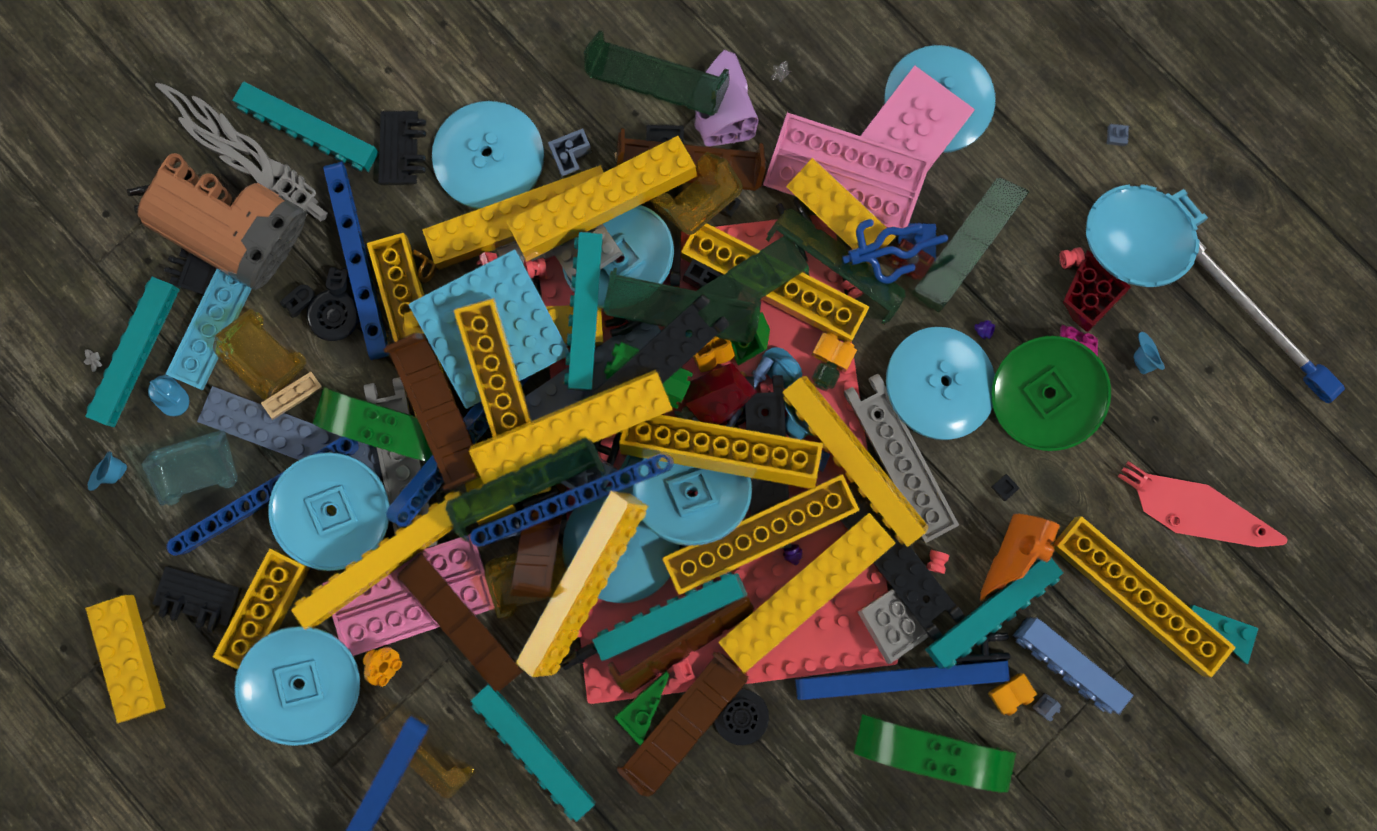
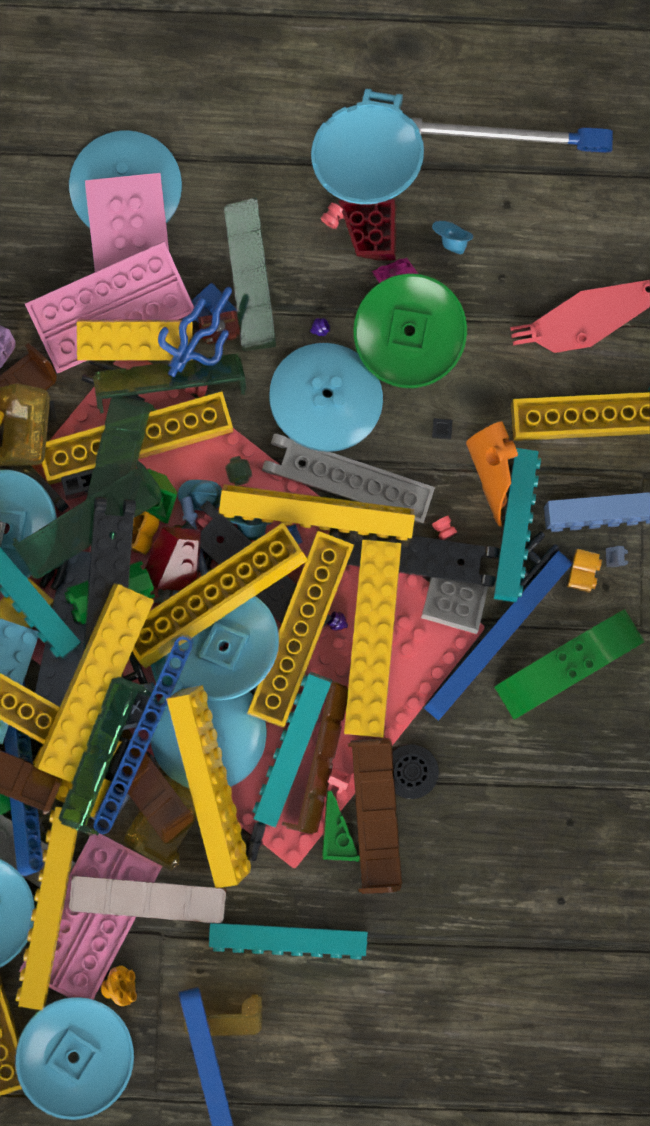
camera: 50 degrees left, 0 degrees up
(834, 351) = (227, 447): light orange brick -> none
(1117, 135) = (281, 91): sand blue tile -> none

